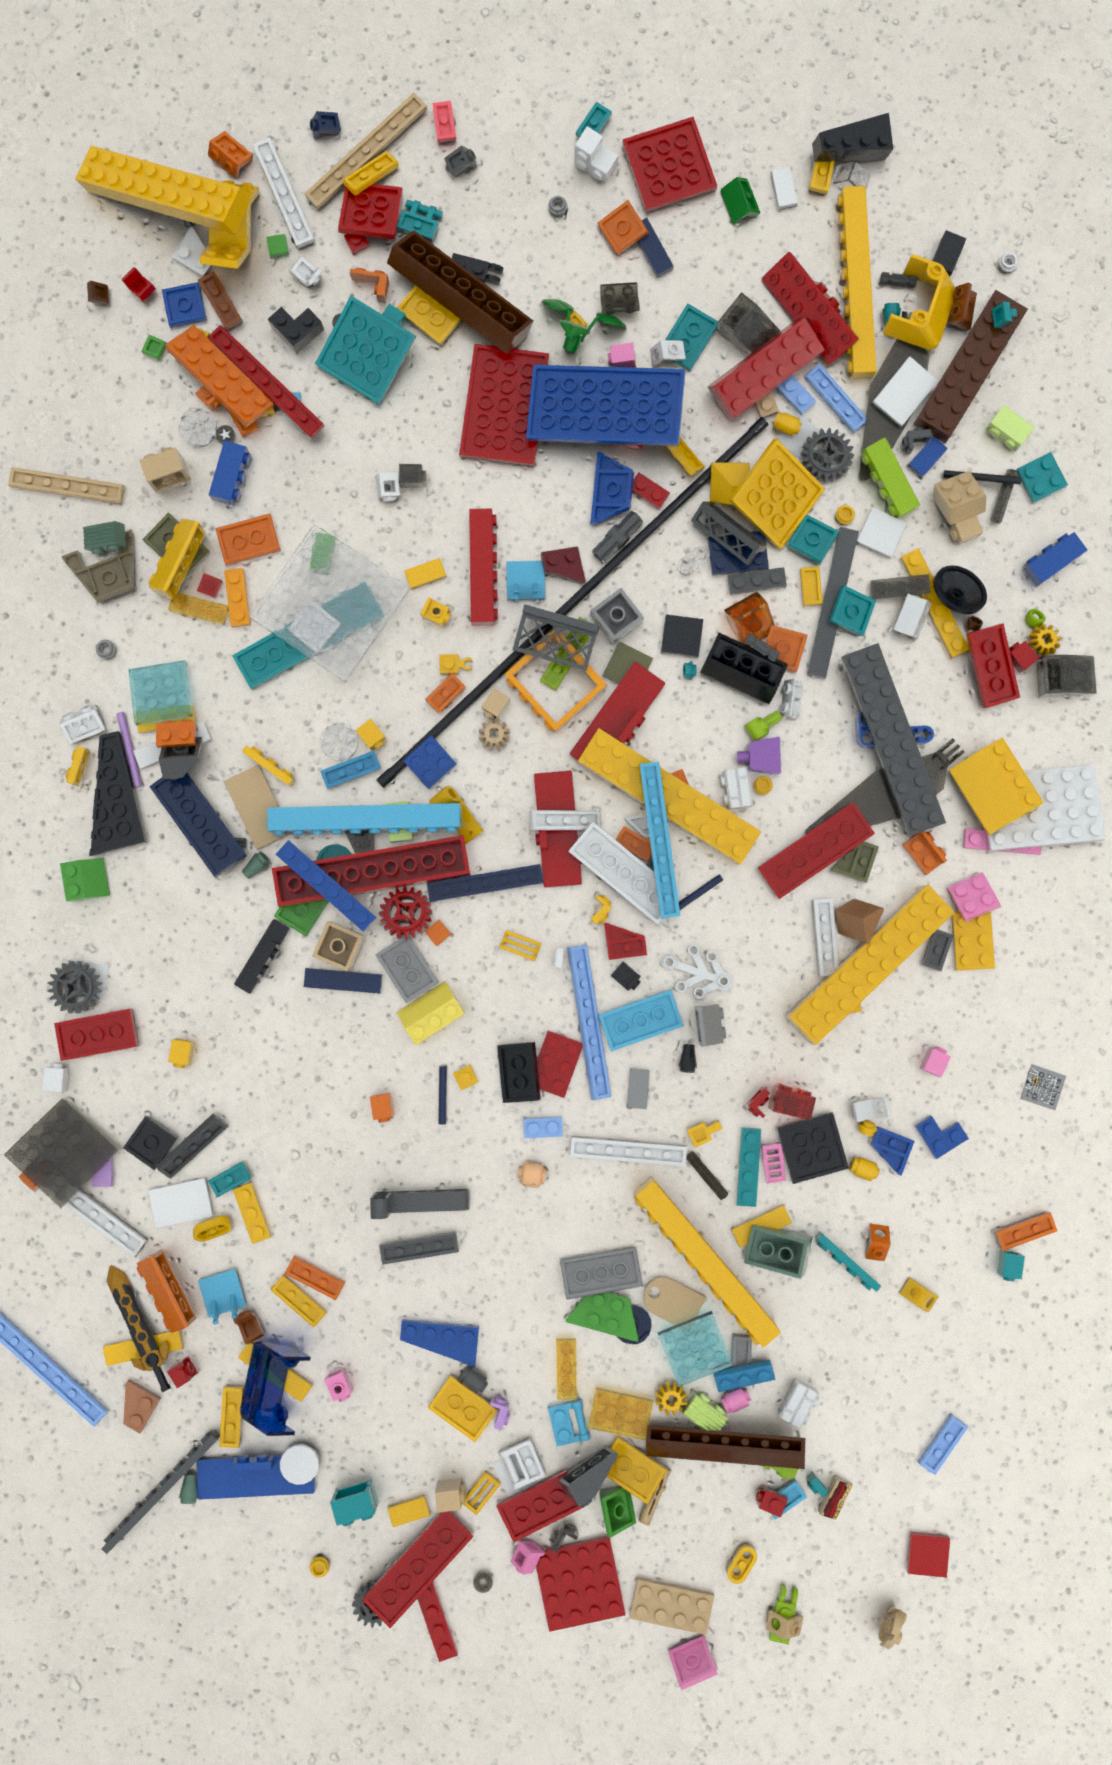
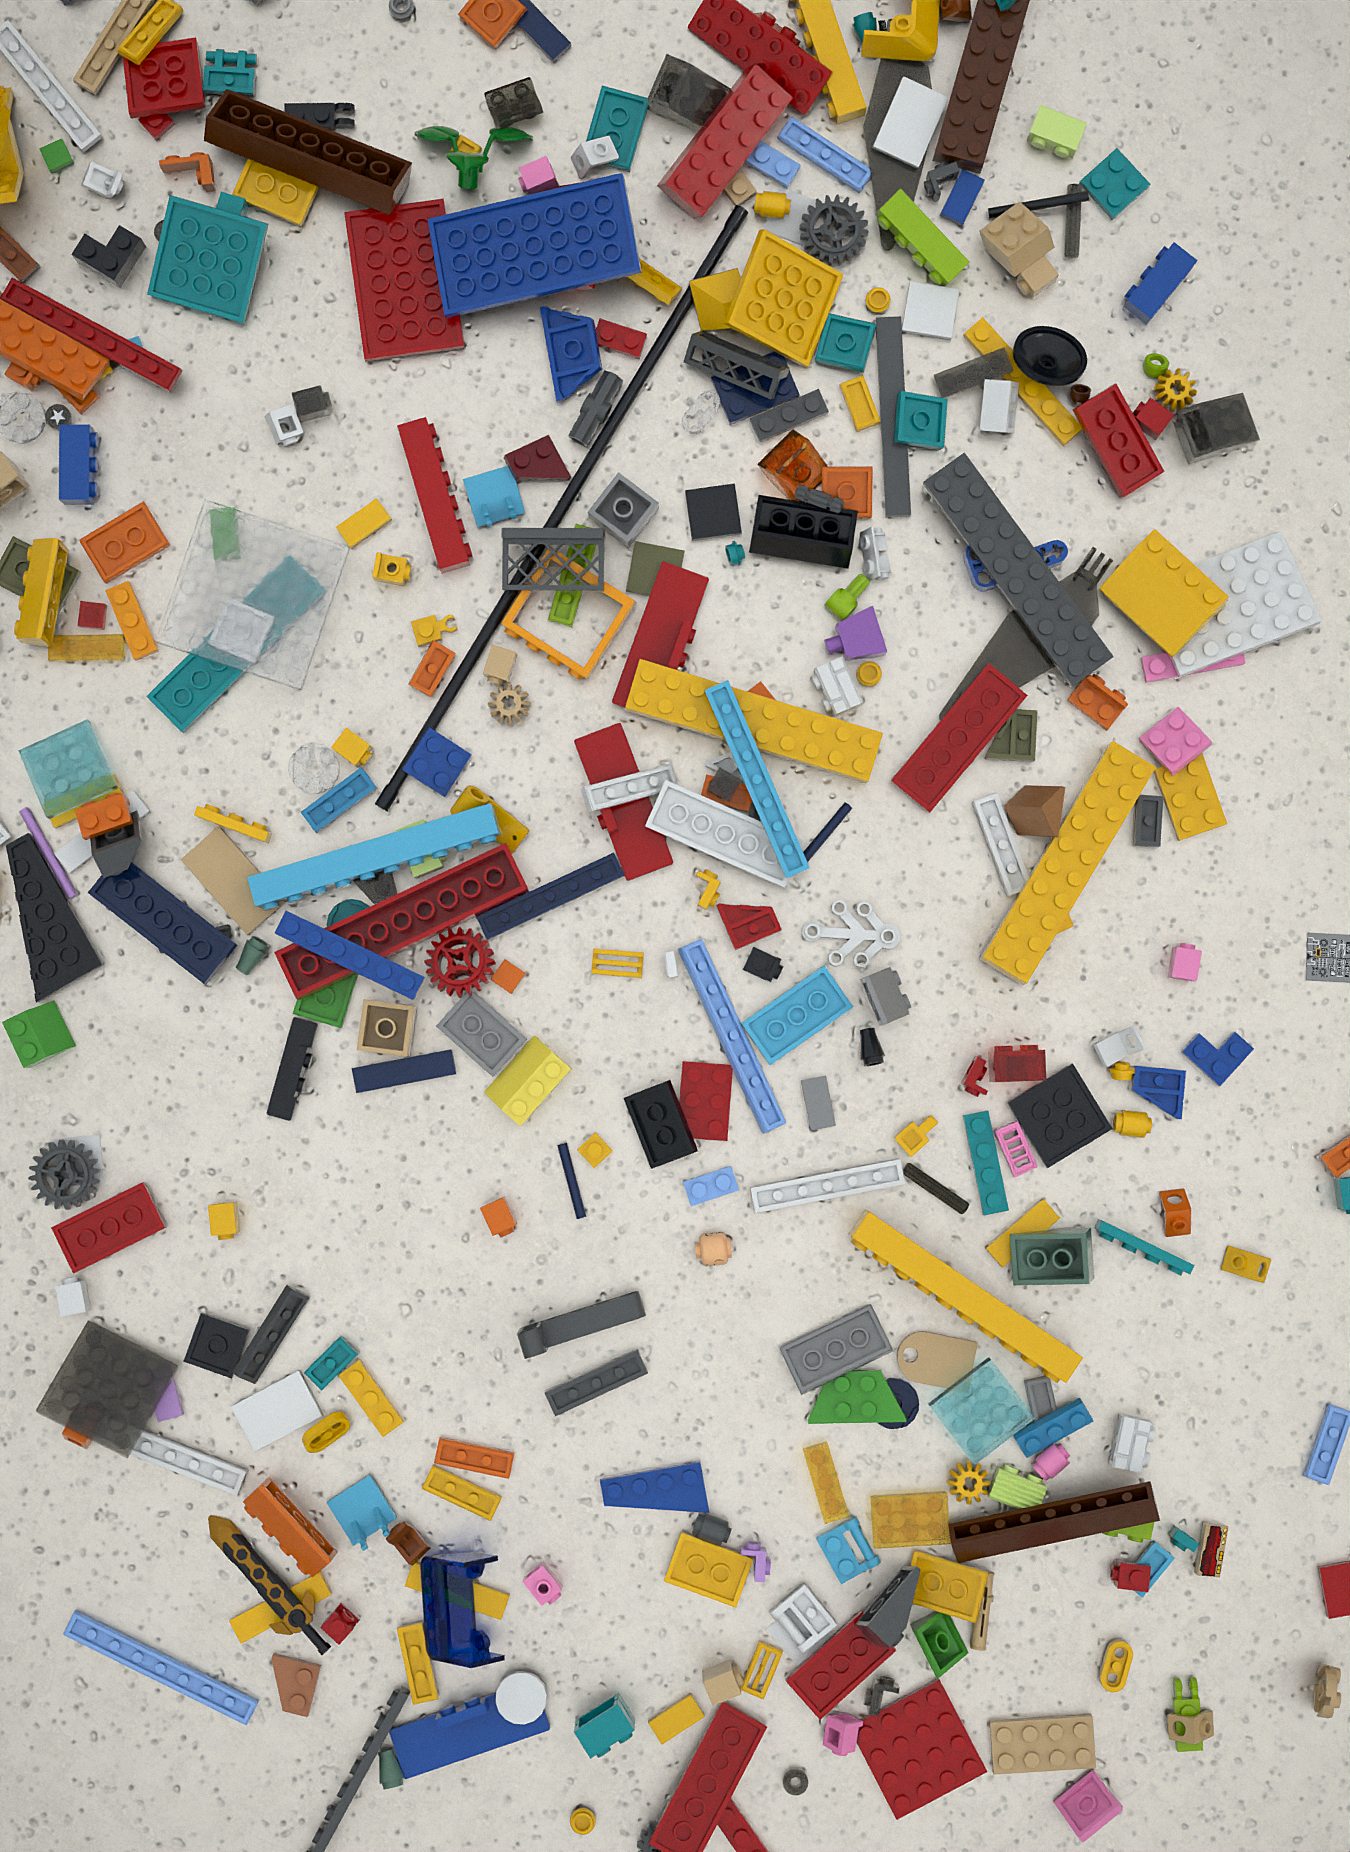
camera: 15 degrees left, 0 degrees up
(634, 837) = (724, 784): none -> clear smoke plate

